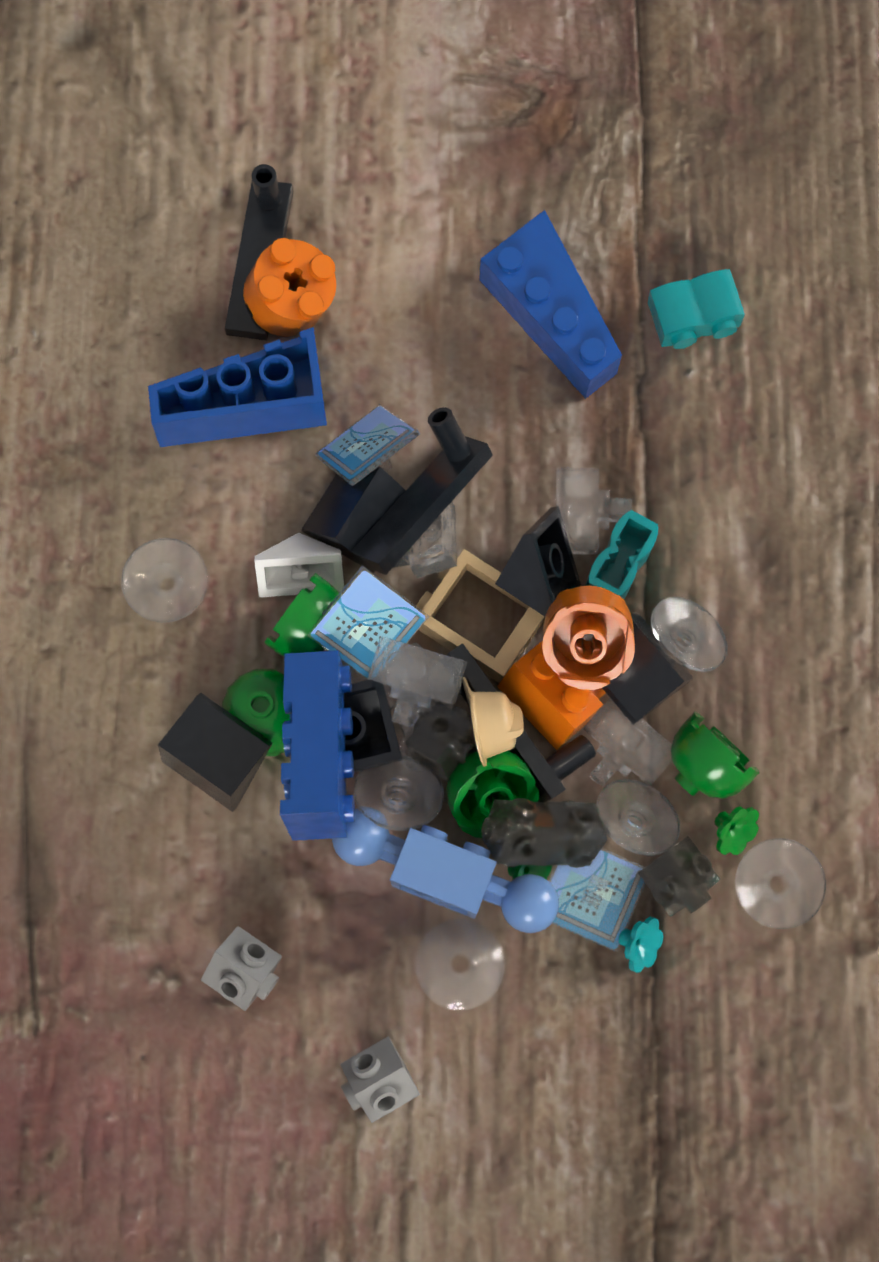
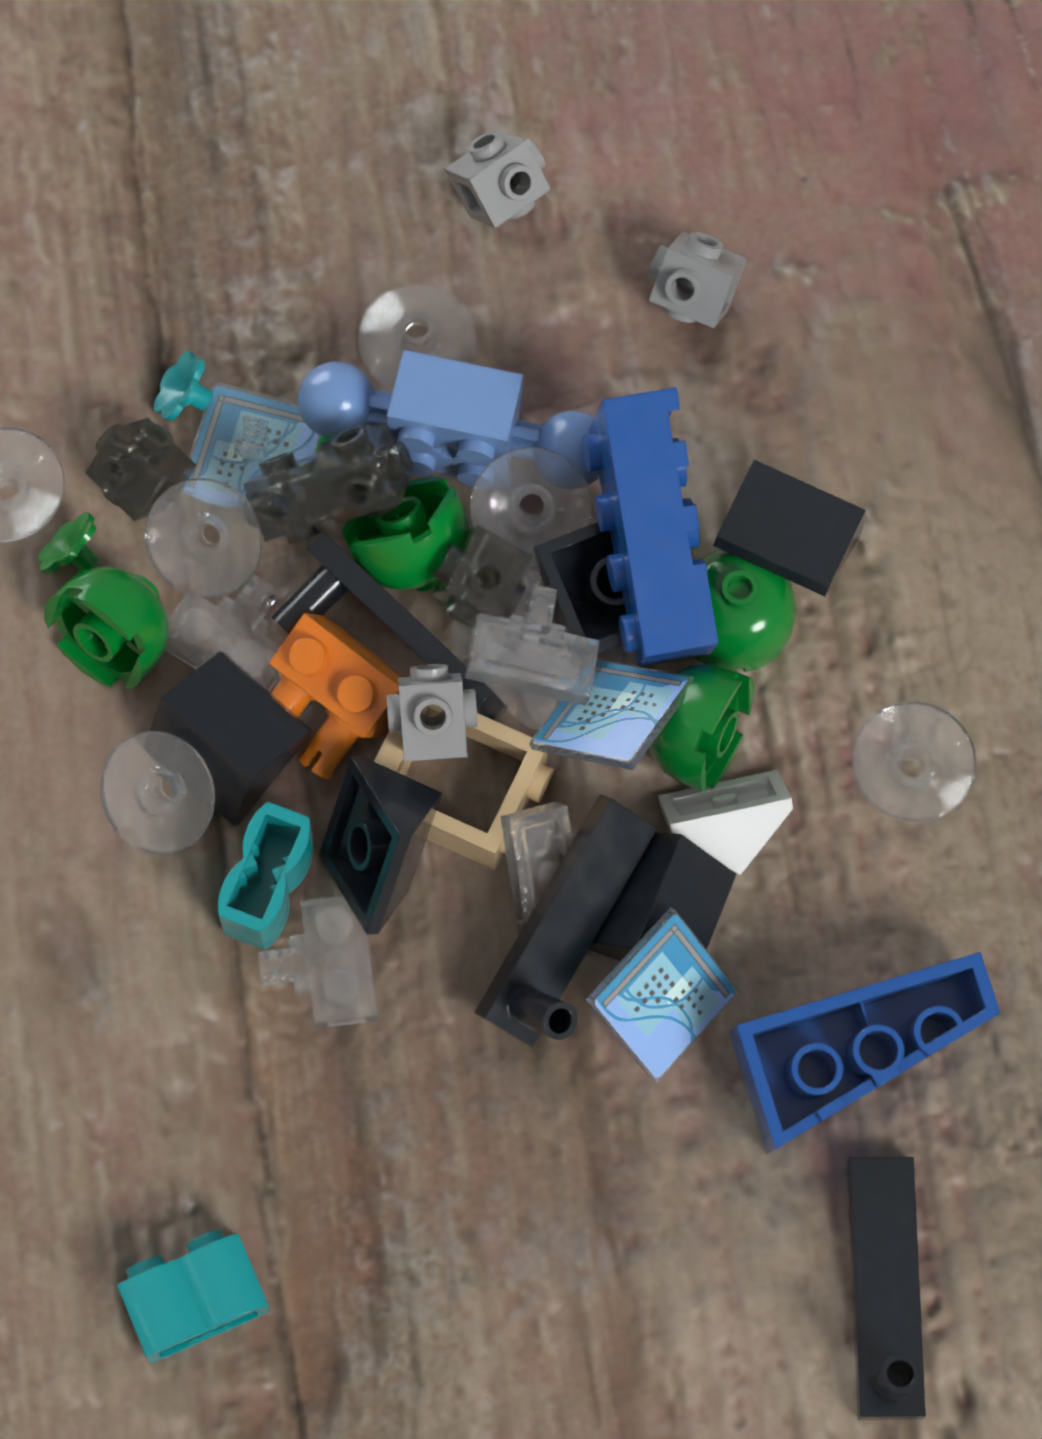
camera: 170 degrees right, 5 degrees down
(293, 266) = (845, 1247): orange brick -> none
(494, 722) = (417, 592): tan piece -> none
(495, 633) = (438, 735): none -> light grey brick
(550, 302) = (423, 1270): blue wedge -> none
(583, 612) = (301, 717): orange brick -> none

